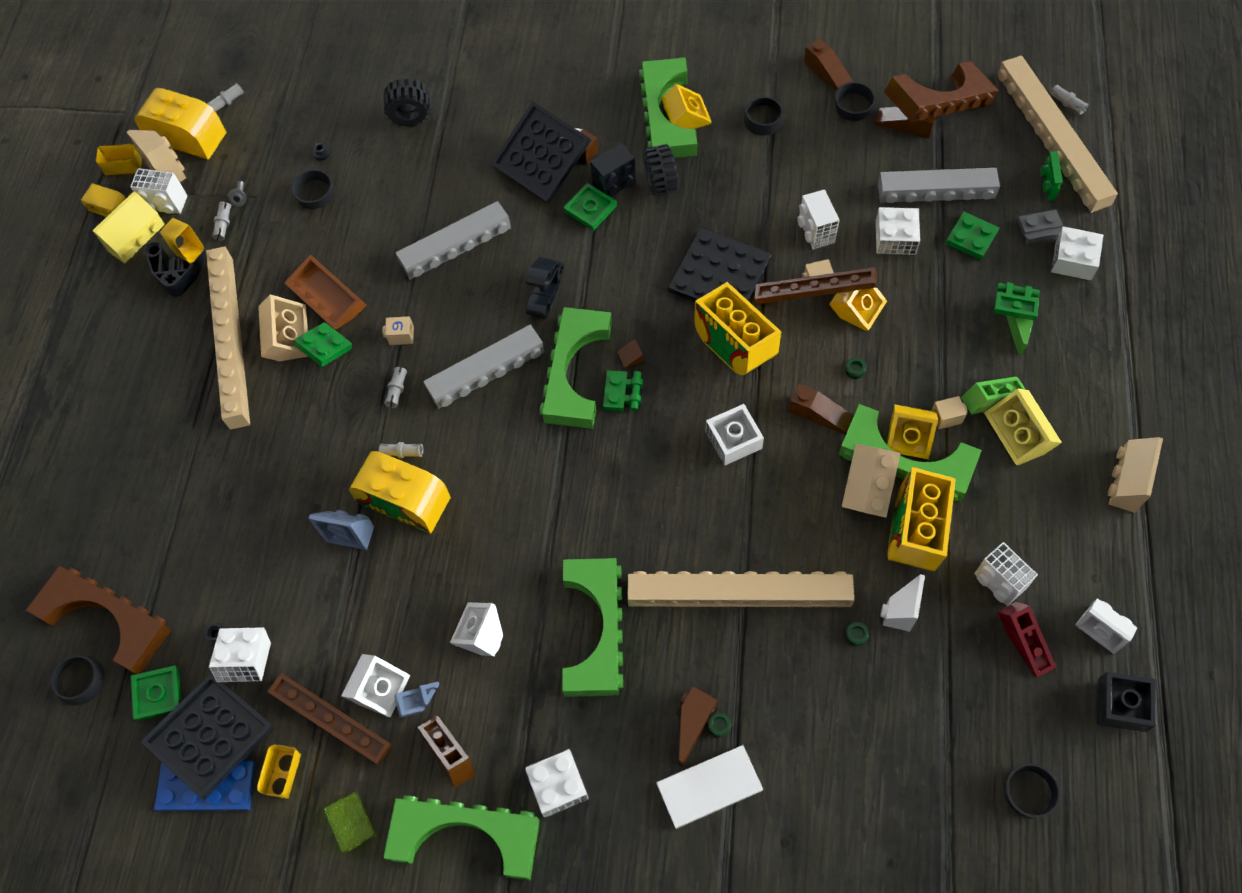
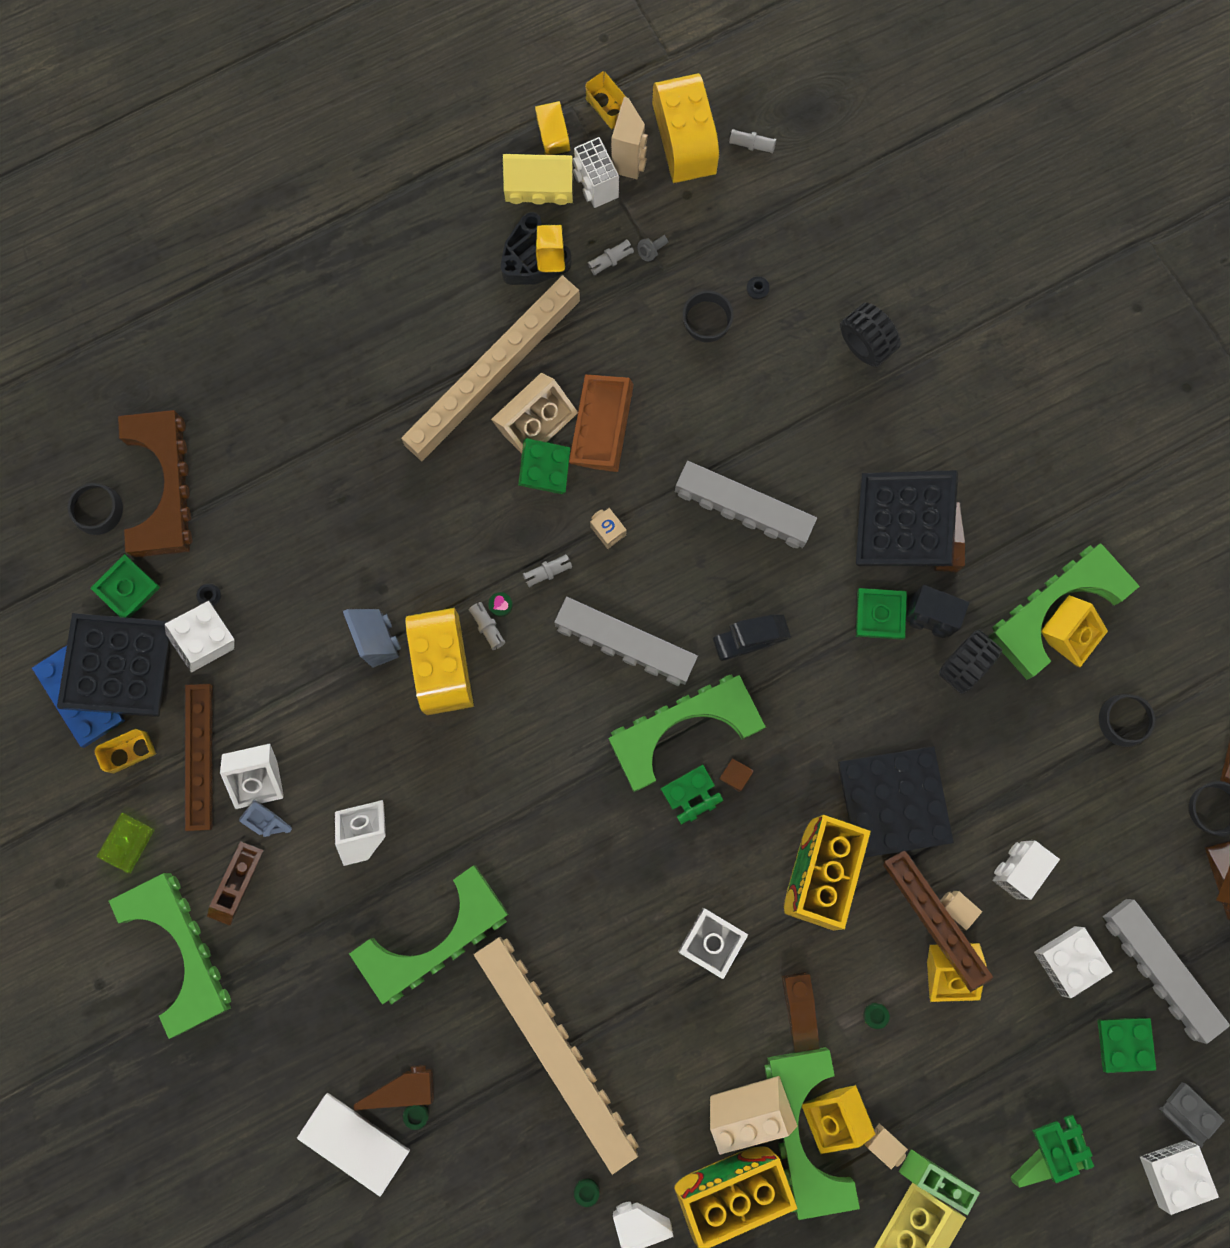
camera: 50 degrees right, 15 degrees up
(393, 433) = (500, 604): none -> dark green tile
(556, 783) = (267, 1005): white brick -> none

